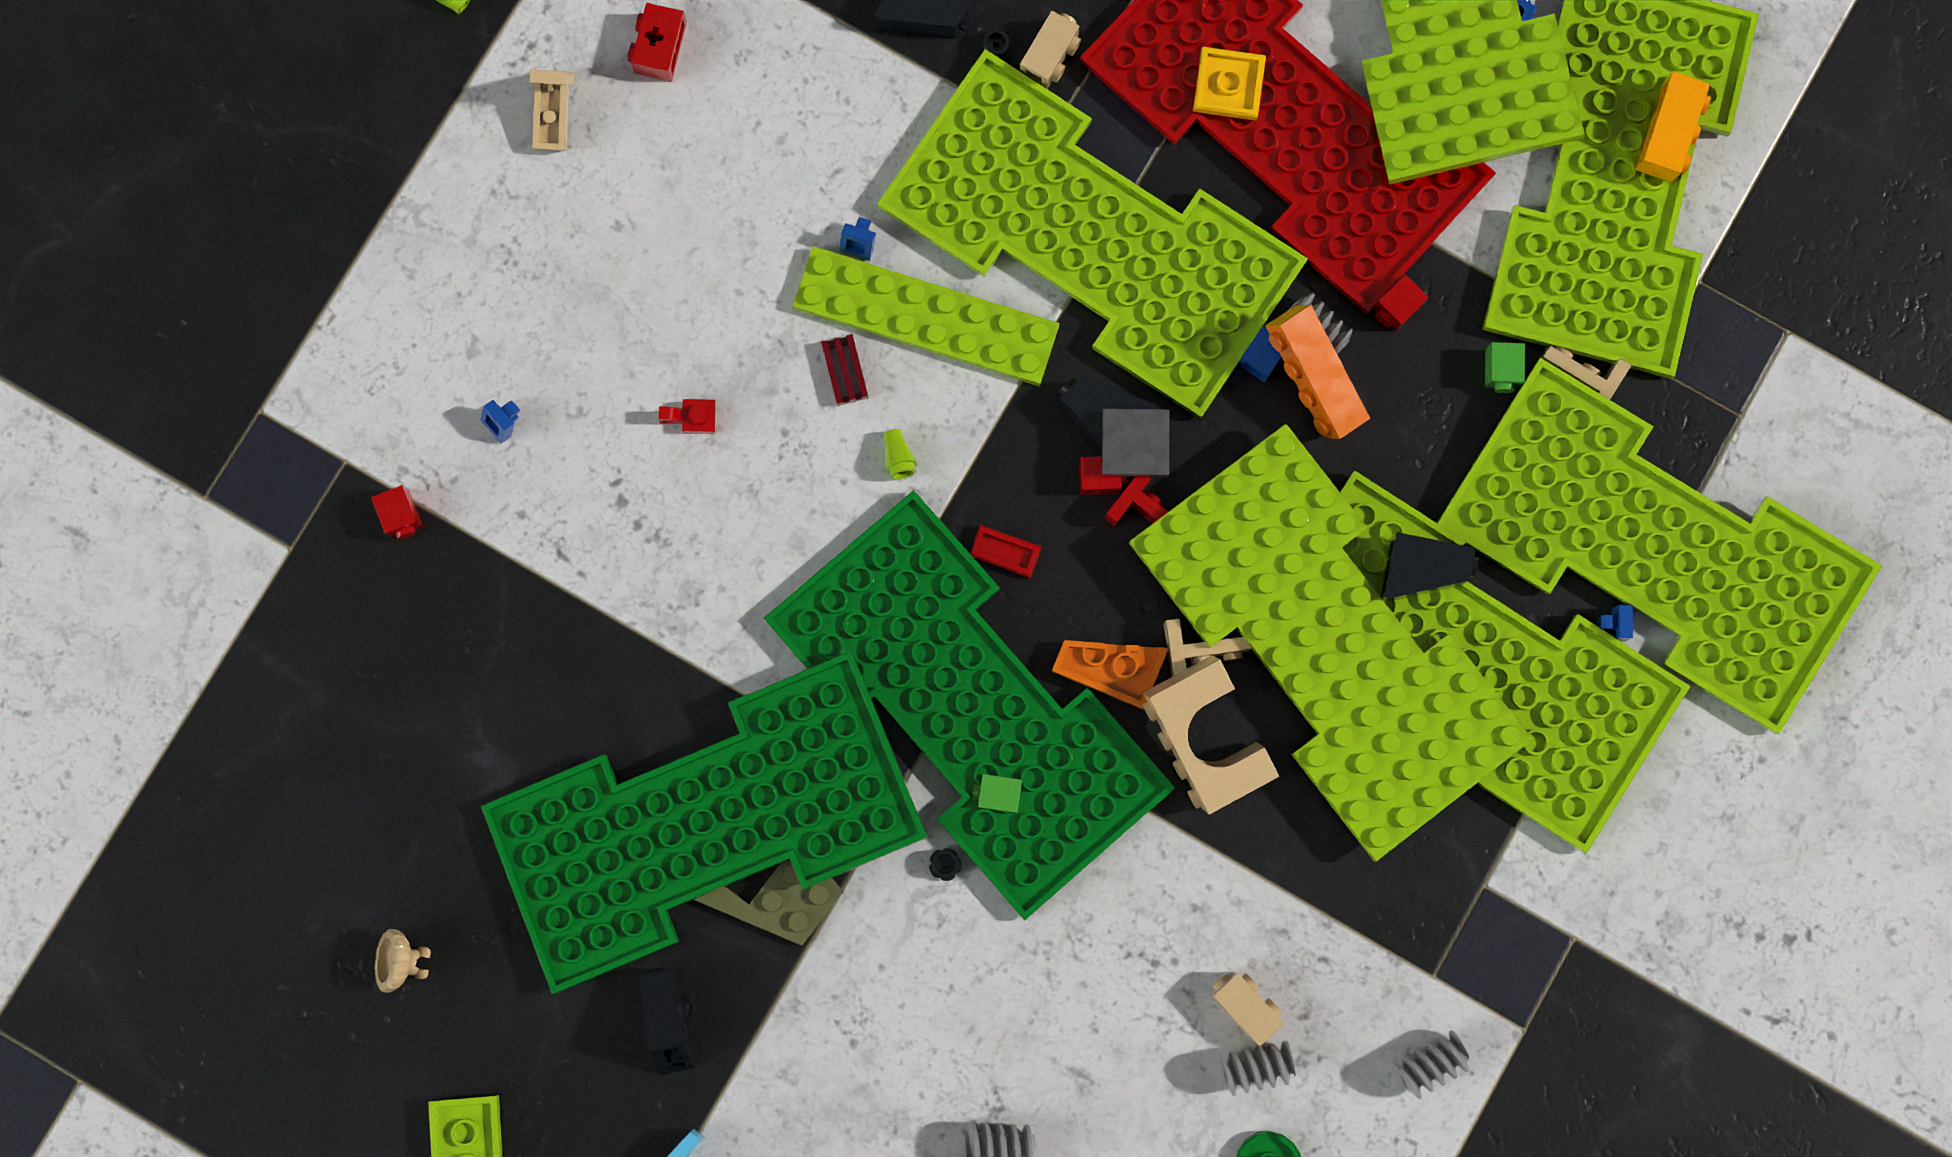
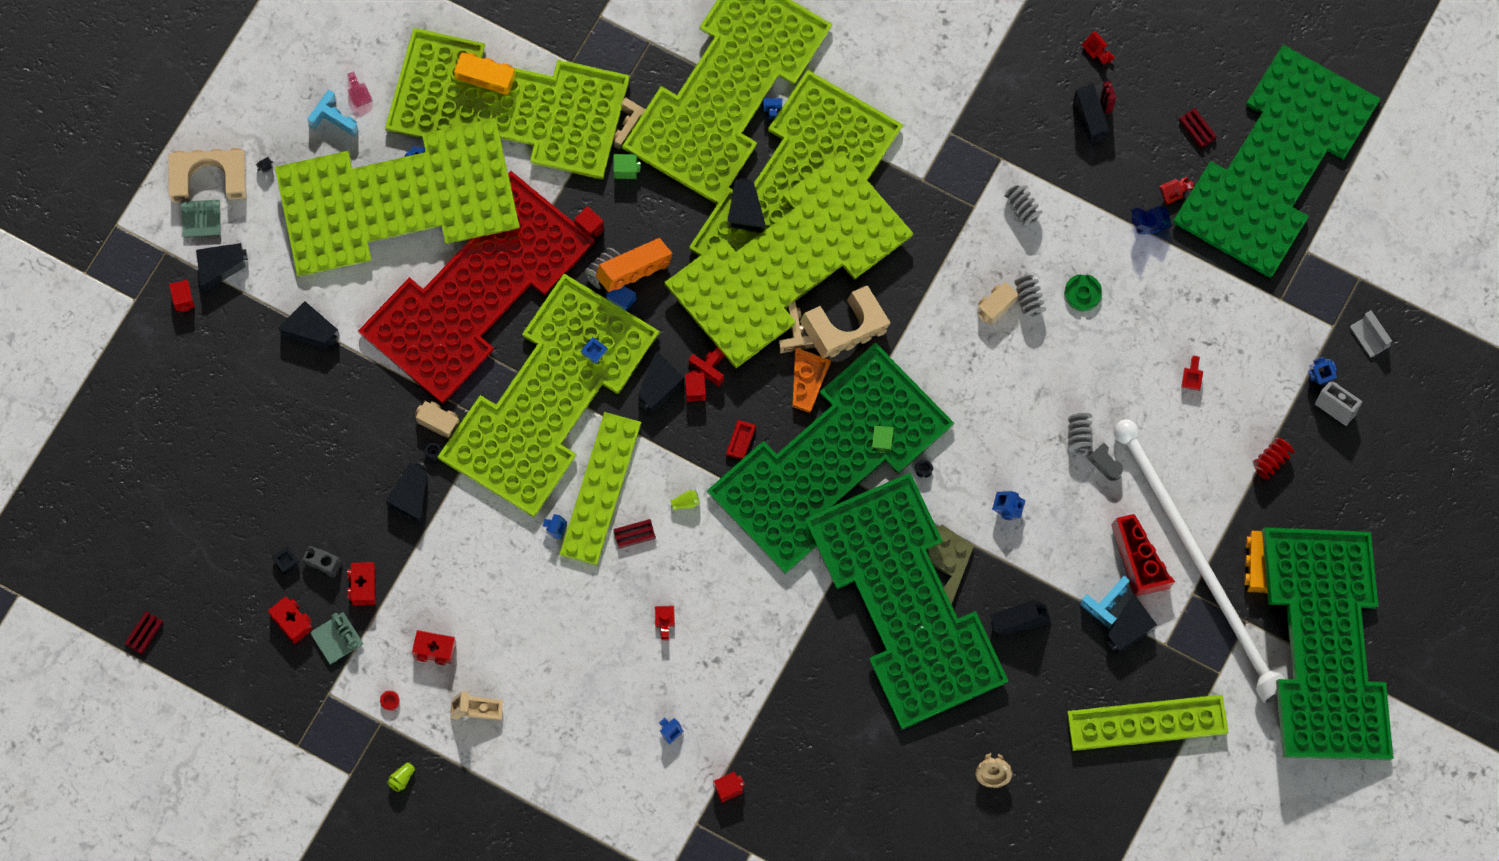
camera: 90 degrees left, 10 degrees down
(869, 1010) = (1008, 505): none -> blue brick
(1135, 442) = (677, 364): flat silver tile -> none
(1161, 301) = (594, 350): none -> blue tile
(1229, 83) = (459, 317): yellow tile -> none

